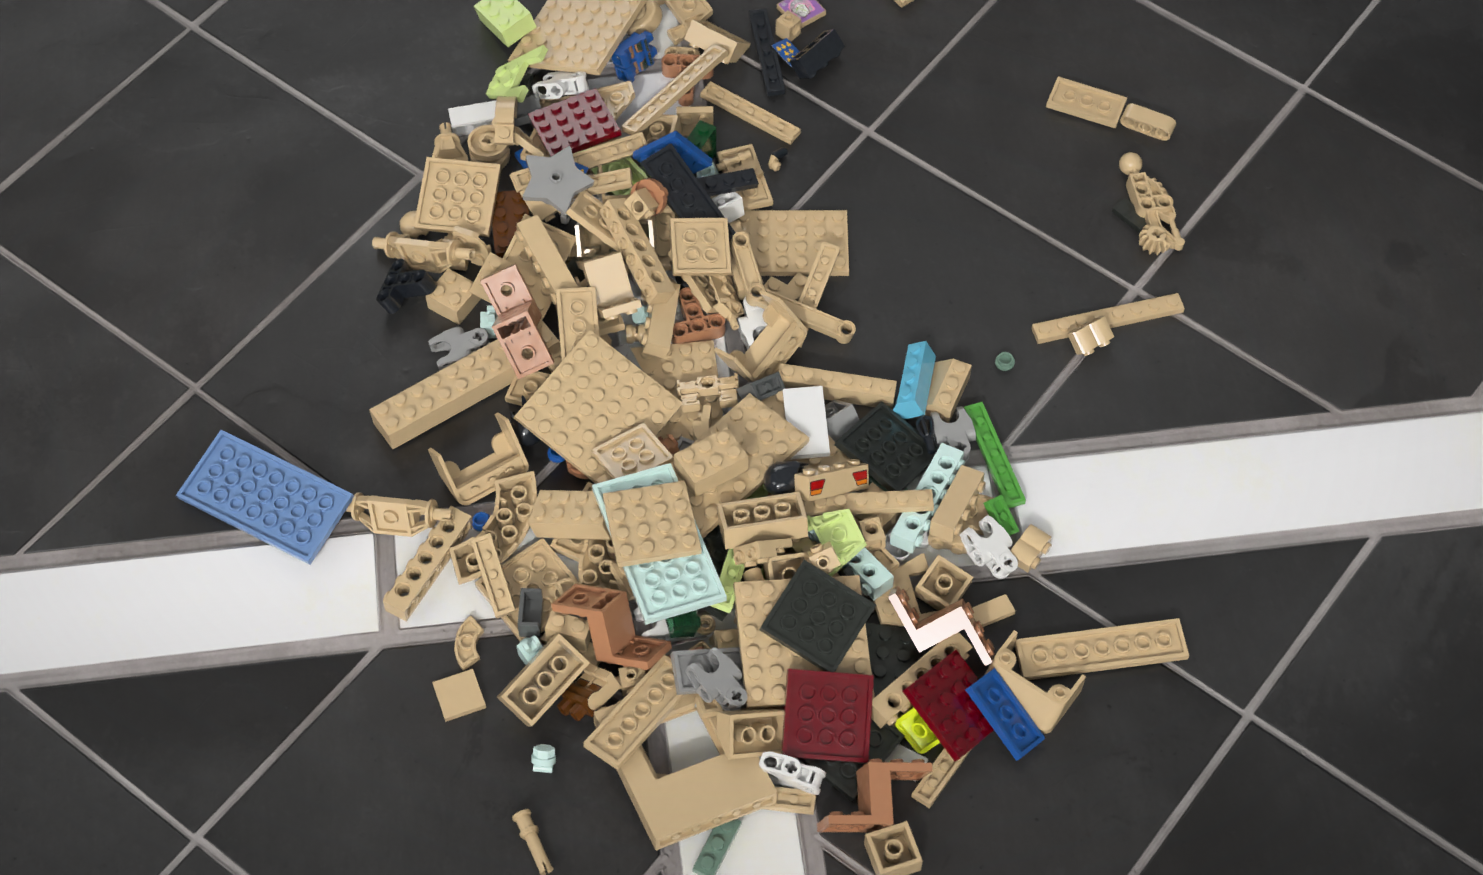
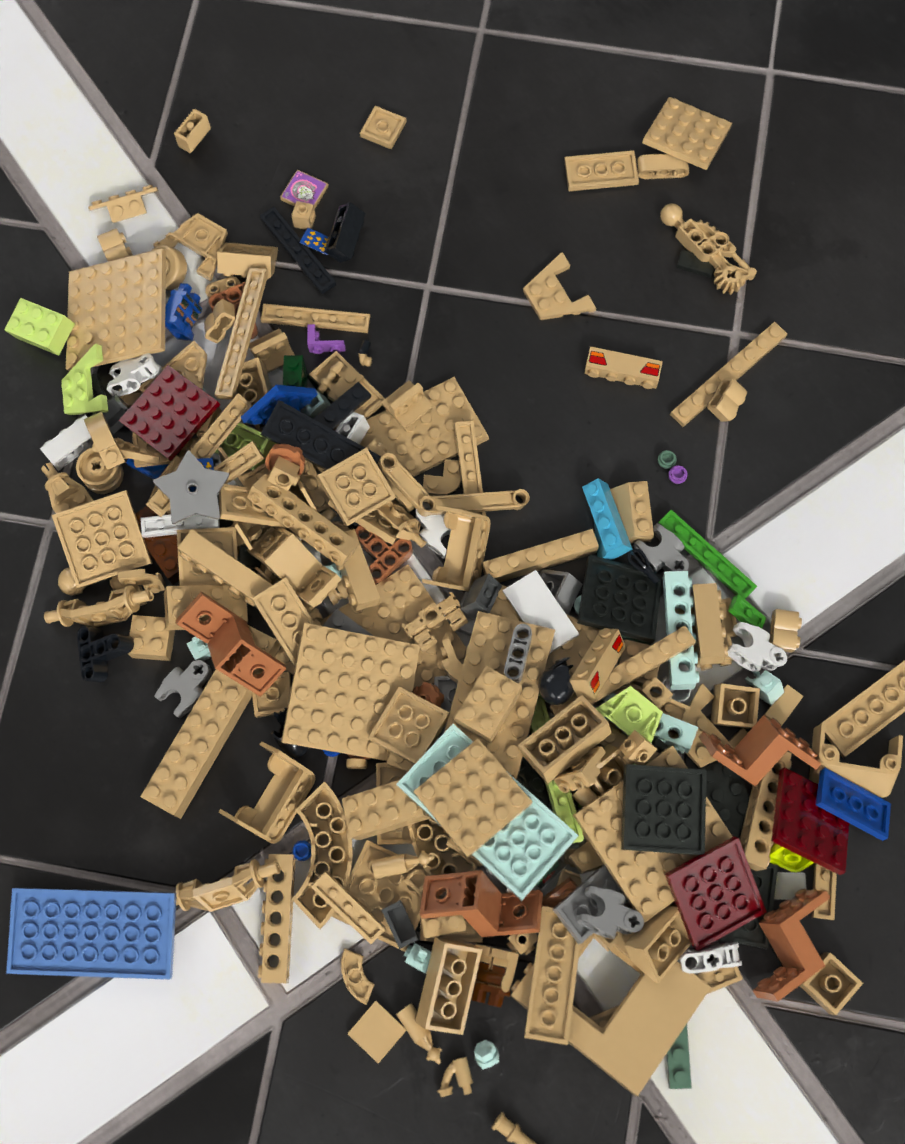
camera: 25 degrees left, 15 degrees up
(495, 710) = (419, 1035): none -> tan wheel
(514, 762) = (463, 1075): none -> tan plant
(517, 209) = (162, 526): none -> white tile
(558, 564) = (399, 864): none -> tan wheel
(571, 475) = (356, 763): none -> tan tile
(662, 75) = (219, 321): none -> tan brick
(739, 134) = (318, 347): none -> medium lavender bracket
(752, 441) = (519, 644): none -> light grey beam
(789, 211) = (407, 404): none -> tan bracket
(974, 183) = (548, 295): none -> tan wing
(984, 585) = (769, 685): none -> light aqua brick
(1007, 378) = (678, 474): none -> medium lavender plate
(1008, 269) = (623, 368): none -> tan brick
(1187, 103) = (687, 133): none -> tan plate

